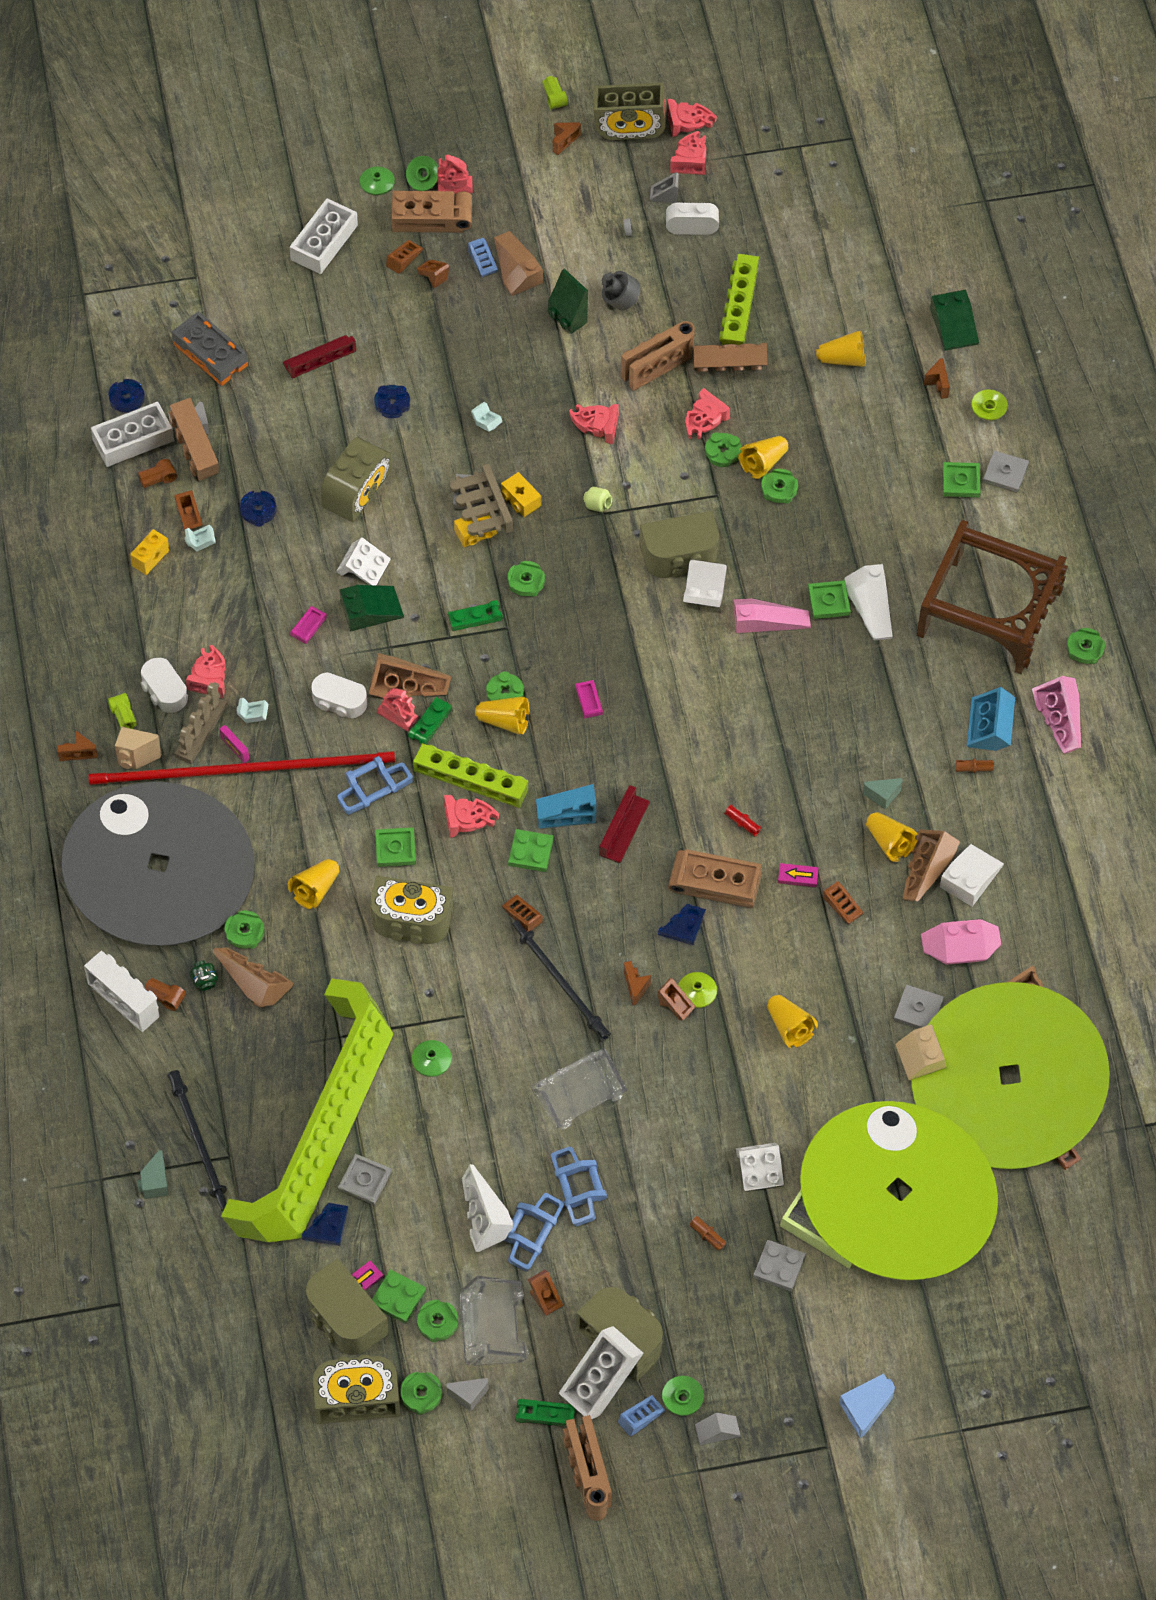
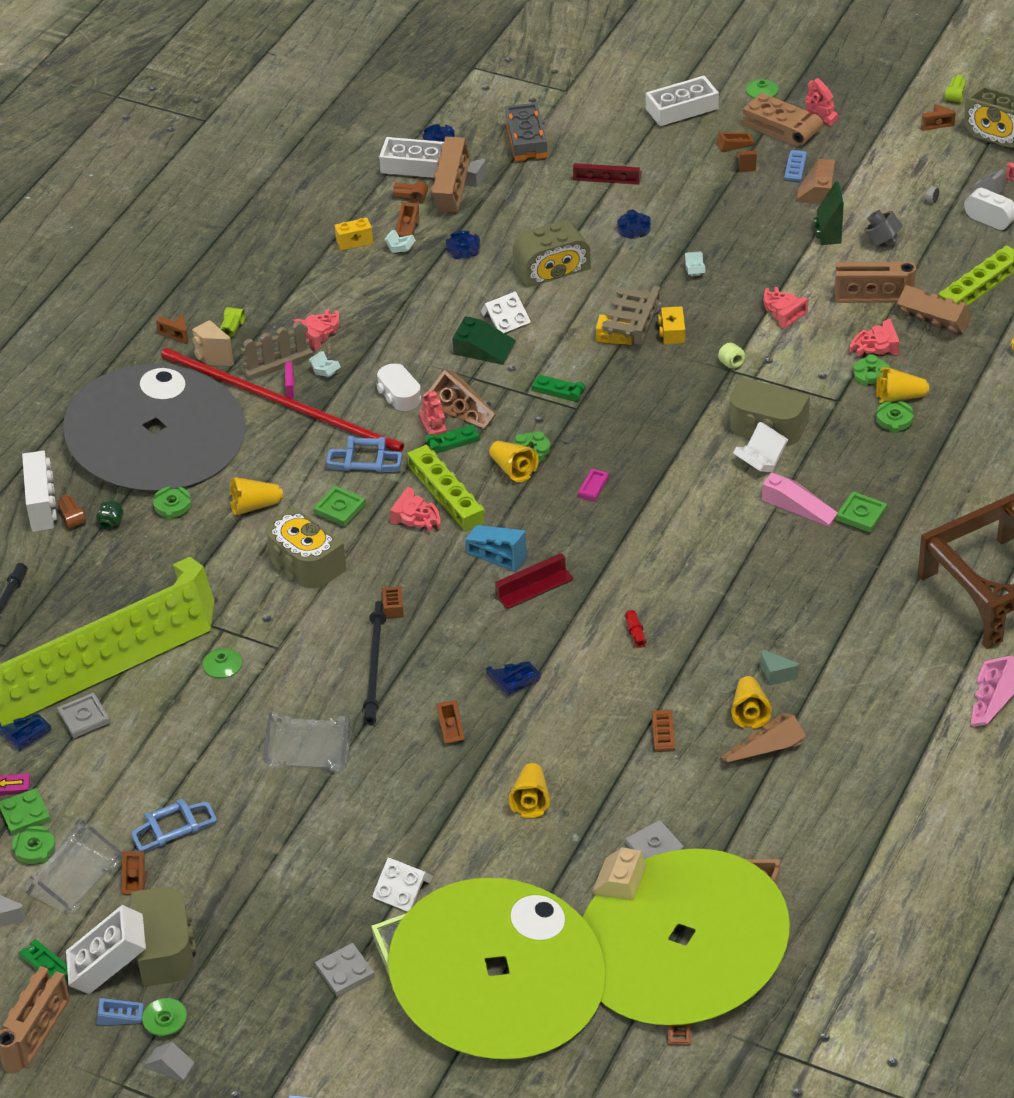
camera: 40 degrees right, 15 degrees down
(164, 685) = (276, 314): white brick -> none
(255, 982) = (142, 537): medium nougat wedge -> none
(308, 624) = (425, 334): dark pink tile -> none
(415, 173) = (797, 94): bright green dish -> none
(488, 1214) = (146, 790): white wedge -> none
(530, 587) = (629, 382): bright green plate -> none
(531, 850) = (443, 563): bright green plate -> none
(587, 1197) = (238, 825): medium blue bar -> none
(636, 985) = (431, 695): dark orange slope -> none
(698, 876) = (571, 655): medium nougat hinge -> none
(699, 997) = (481, 730): lime dish -> none
(707, 1233) = (308, 909): dark orange axle -> none
(798, 875) = (645, 692): dark pink tile -> none
(869, 595) = (899, 529): white wedge -> none
(961, 941) = (742, 814): bright pink wedge -> none
(970, 874) = (796, 768): white slope -> none
(974, 765) = (877, 691): dark orange axle -> none
(991, 720) = (925, 665): dark azure slope -> none

